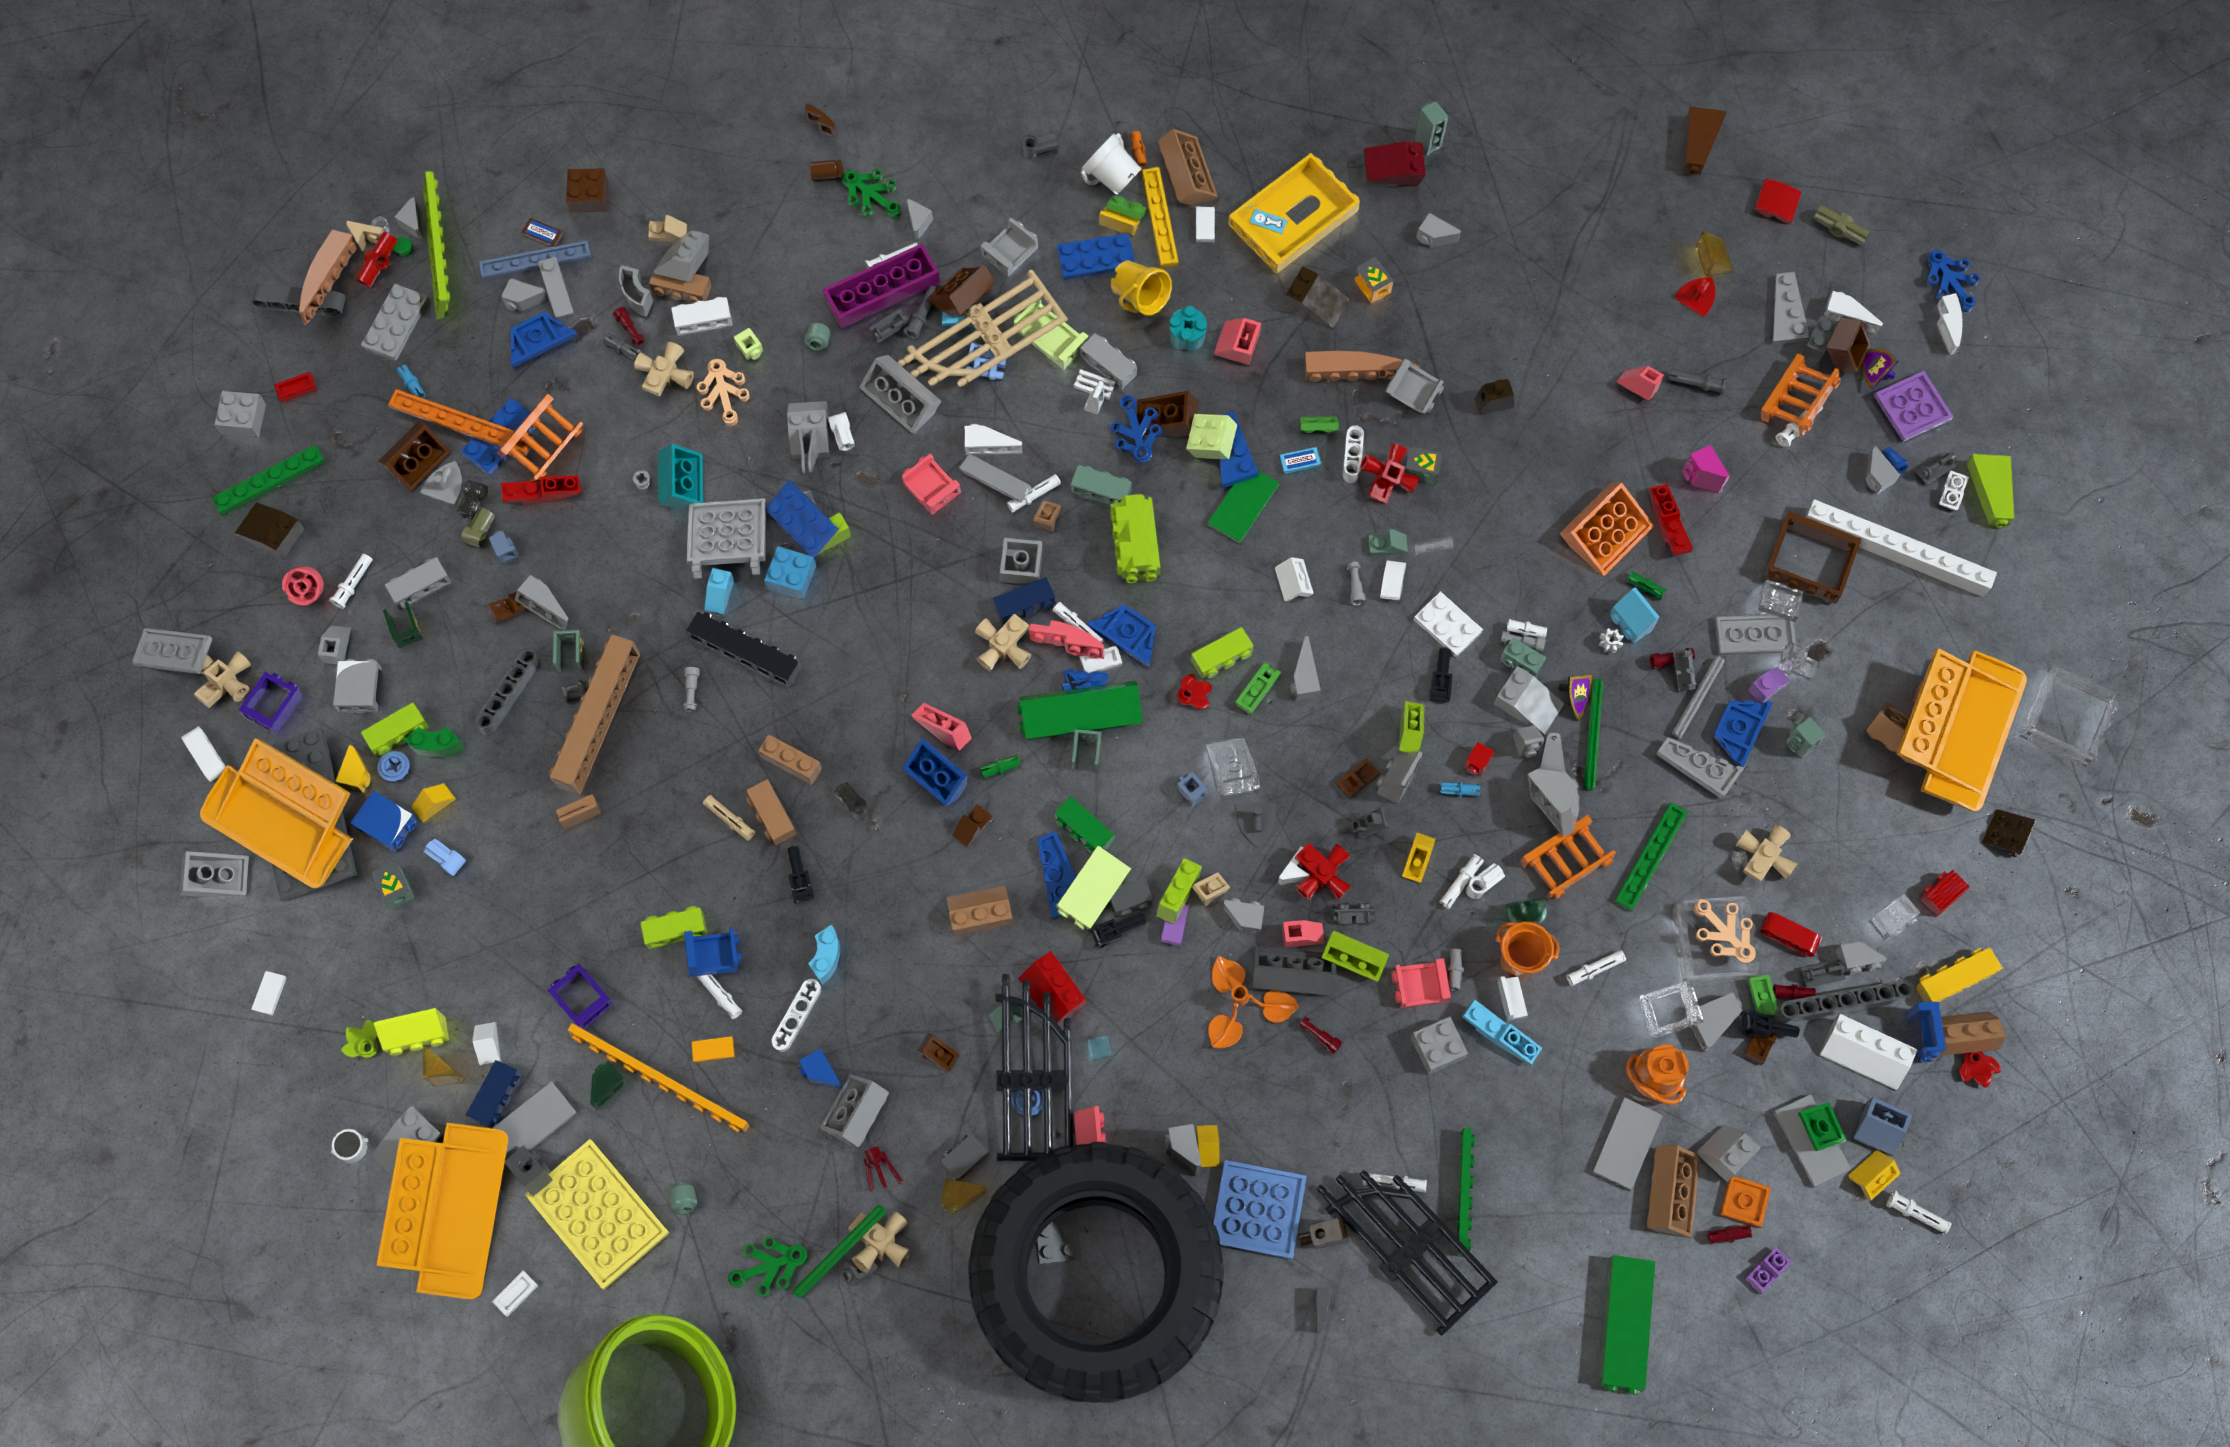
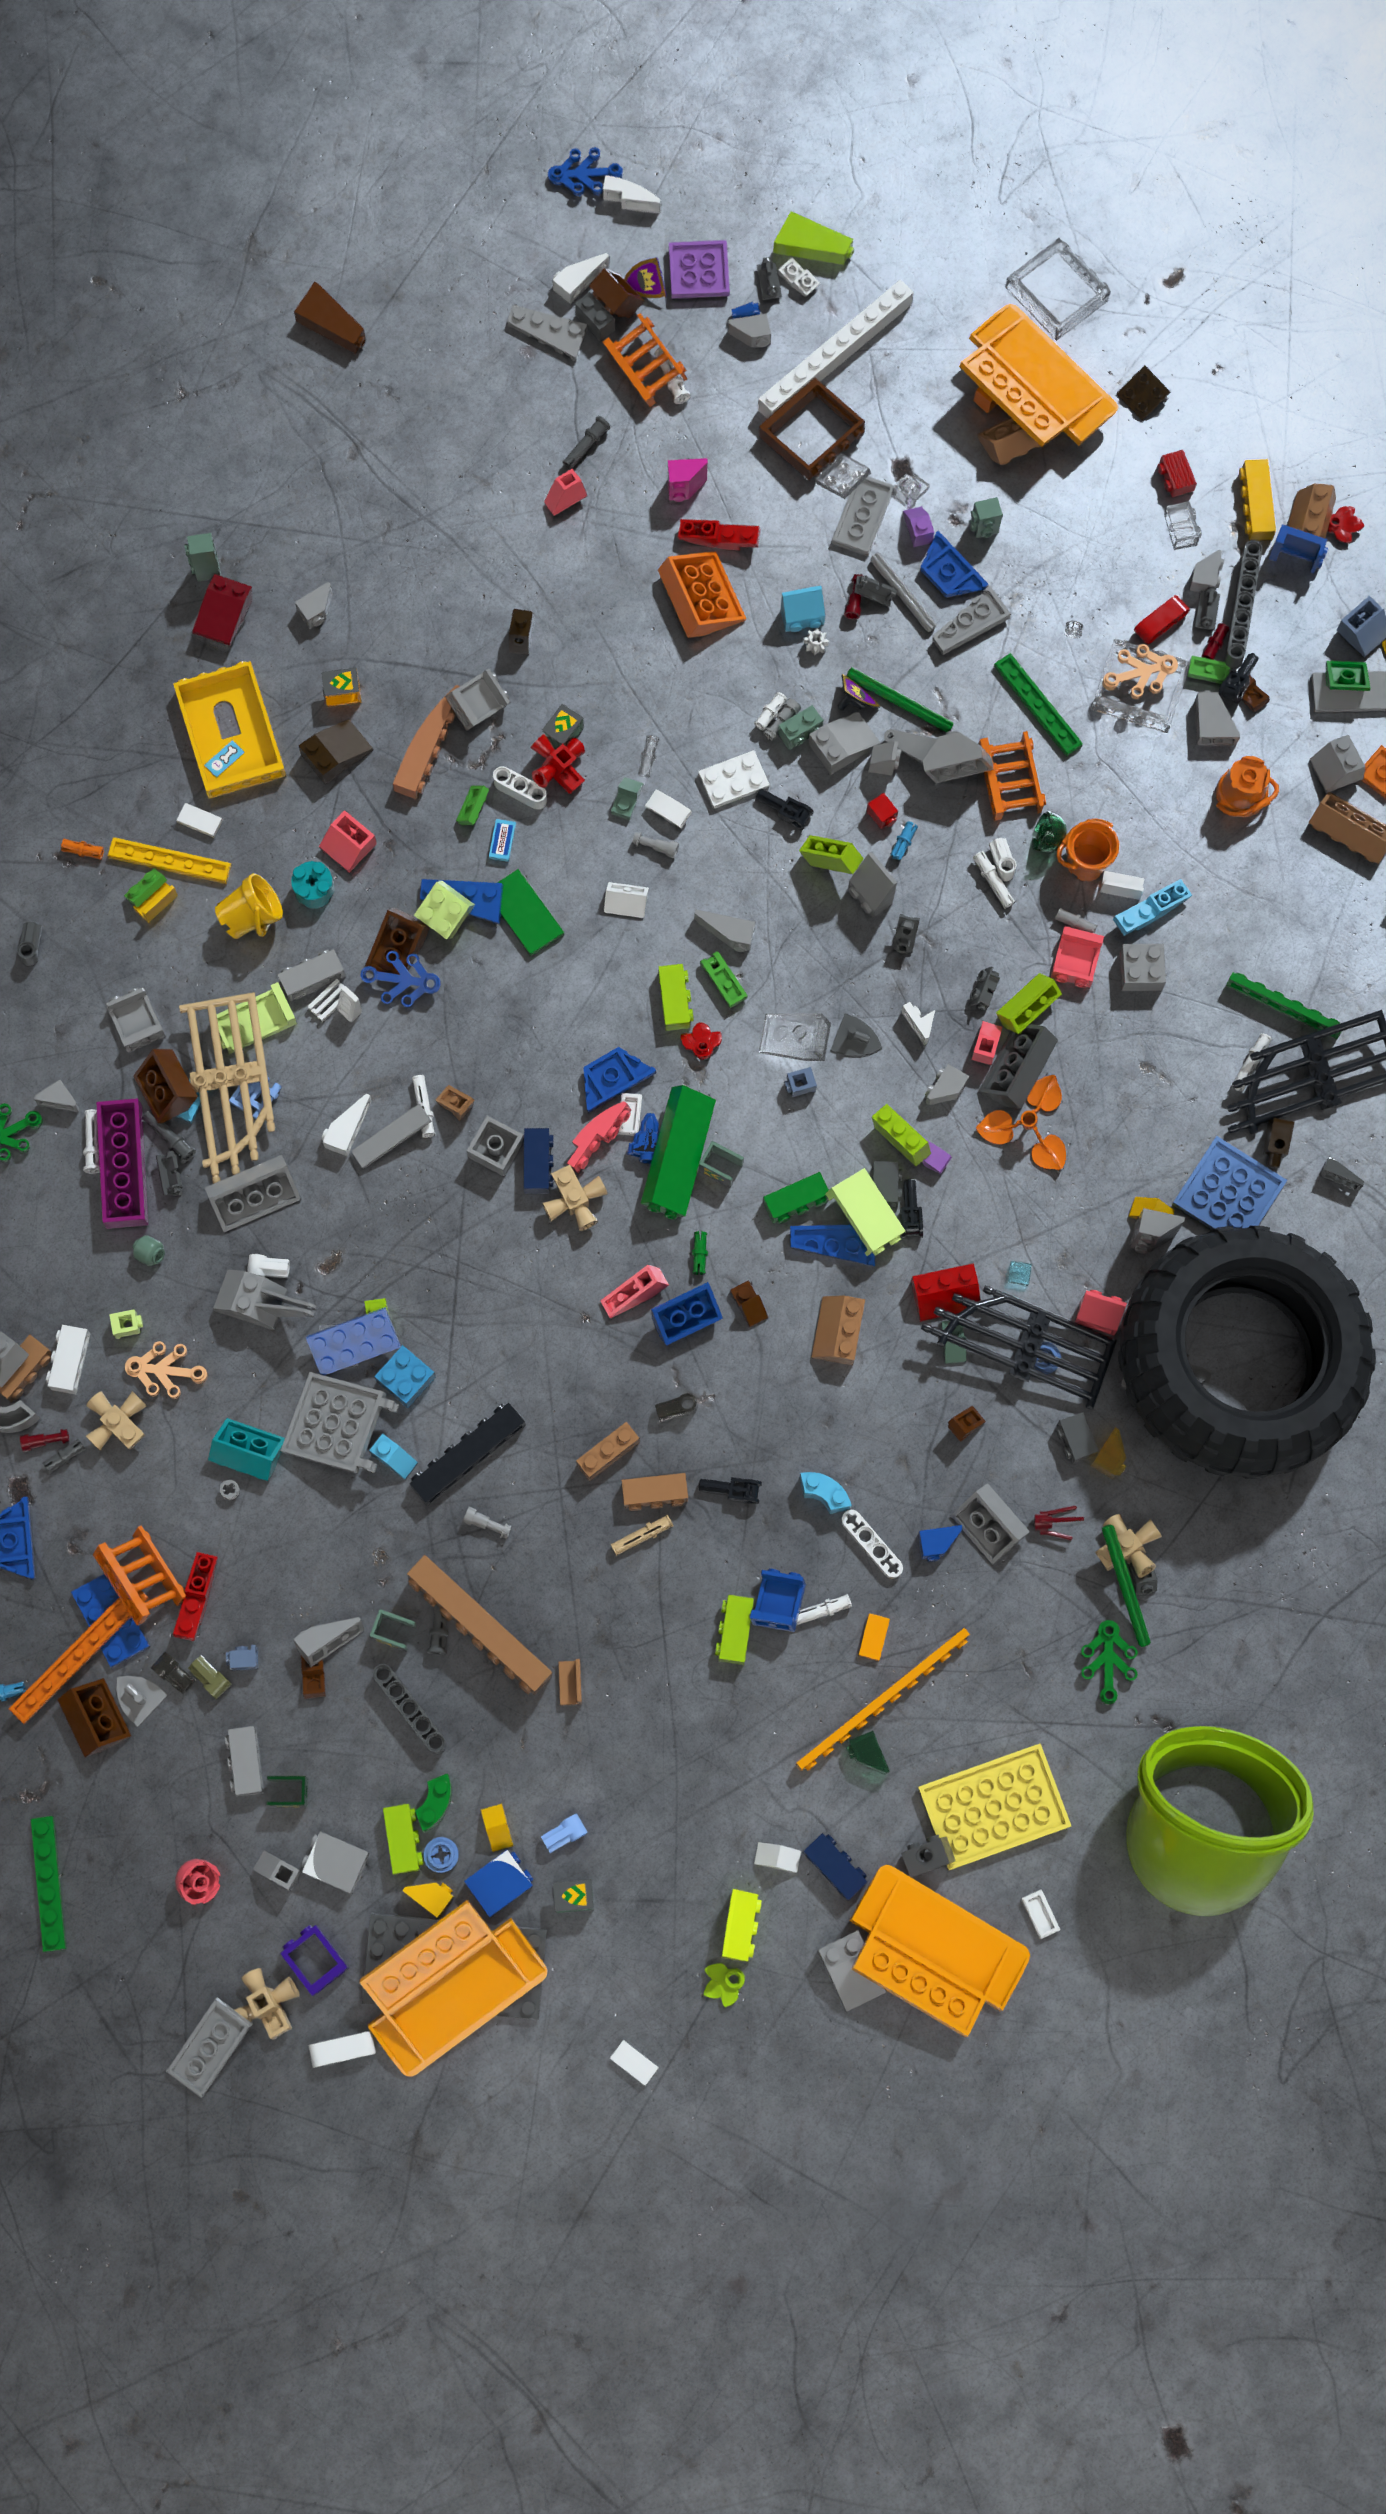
camera: 70 degrees left, 5 degrees up
(213, 874) = (482, 2080): light grey slope -> none
(270, 529) = (109, 1901): dark brown slope -> none
(347, 590) = (217, 1839): white pin -> none
(349, 1145) = (829, 2029): piece -> none
(437, 1071) = (791, 1911): clear yellow slope -> none
(536, 1119) = (875, 1834): light grey tile -> none
(593, 1010) = (790, 1741): dark purple window -> none
(682, 1198) = (1012, 1718): sand green head -> none
(930, 484) = (368, 1202): coral panel -> none
(1065, 613) = (562, 1129): white pin -> none
(1094, 255) = (184, 940): blue plate -> none
(1099, 485) = (446, 1038): sand green brick -> none
(1111, 165) = (95, 880): white piece -> none
(1135, 538) = (521, 1026): lime brick -> none
(1187, 167) = (128, 810): medium nougat slope -> none
(1210, 888) = (908, 1106): tan slope -> none
(1322, 871) = (935, 997): red brick -> none
(1331, 1043) = (1101, 1061): dark red piece -> none
(1358, 778) = (853, 927): reddish brown slope -> none
(1418, 857) = (955, 906): yellow slope -> none
(1588, 971) = (1124, 804): white pin -> none
(1627, 1144) = (1294, 847): light grey tile -> none
(1643, 584) = (773, 585): green pin -> none
(1690, 1003) = (1197, 731): clear window -> none
(1697, 295) = (494, 401): red shield -> none
(1713, 255) = (461, 368): clear yellow slope -> none
(1766, 854) = (1081, 604): tan brick -> none
(1777, 200) = (429, 283): red slope -> none
(1841, 225) = (483, 239): olive piece -> none
(1868, 1052) = (1294, 607): white slope -> none

